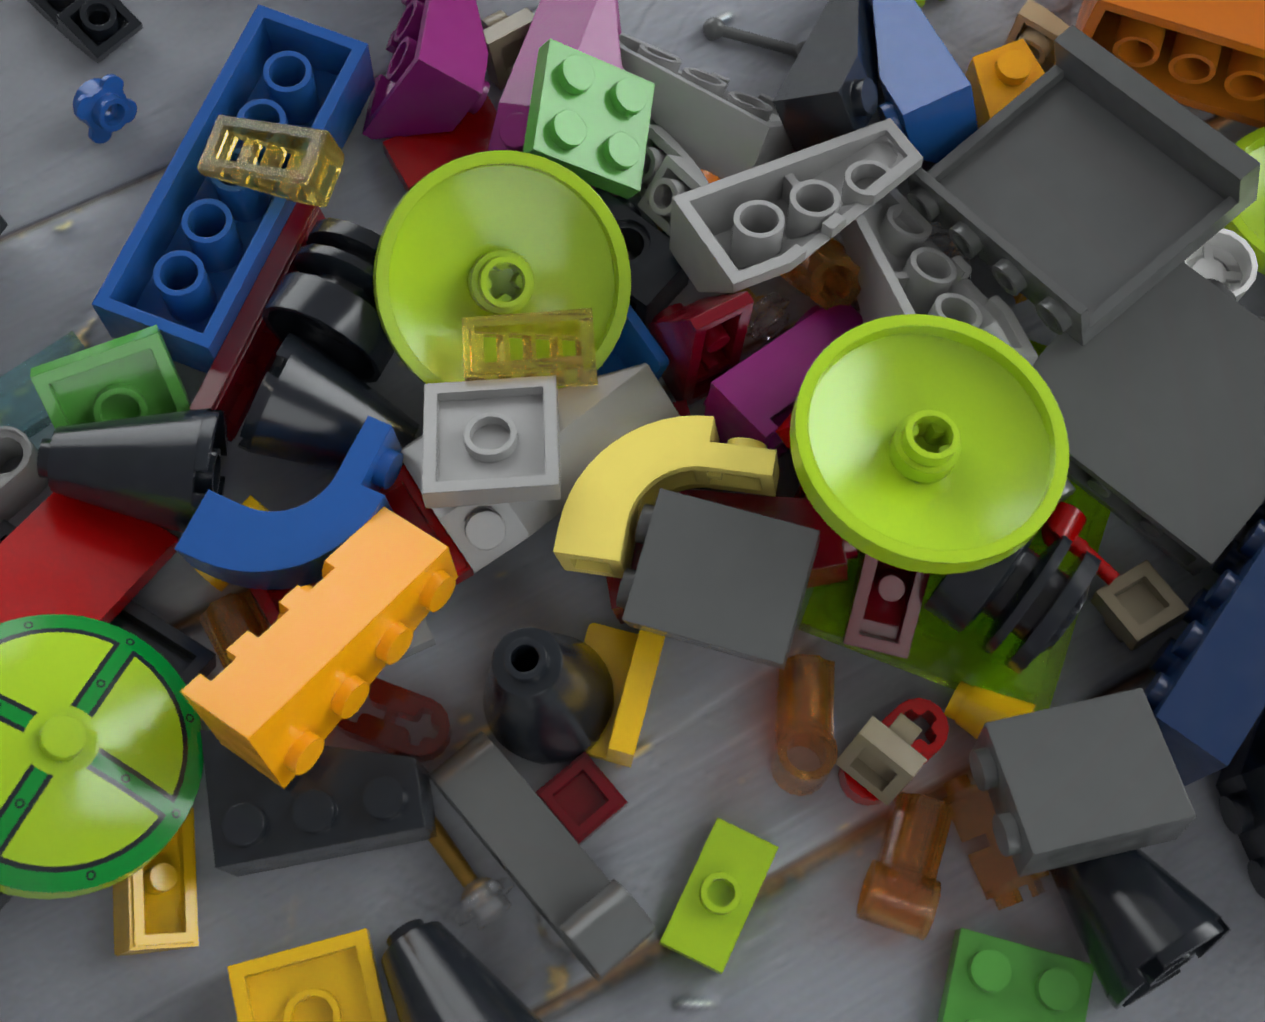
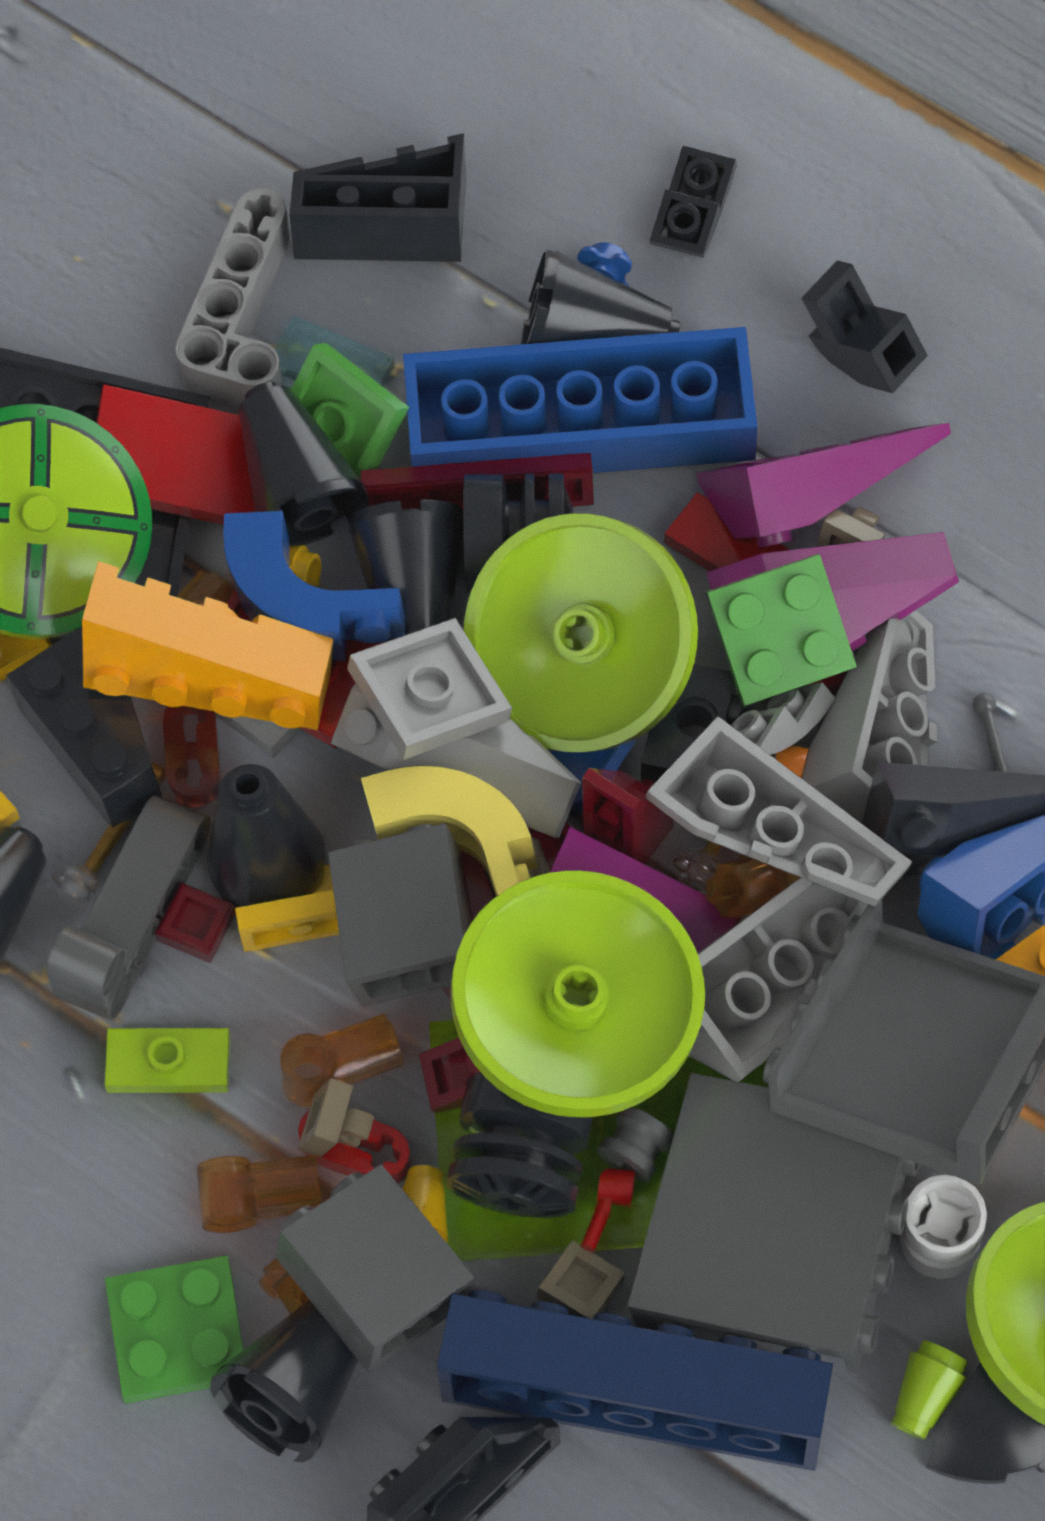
camera: 75 degrees right, 5 degrees down
(134, 137) = (582, 304): none -> black cone
(309, 172) = (605, 444): clear yellow slope -> none
(549, 325) = (552, 713): clear yellow slope -> none

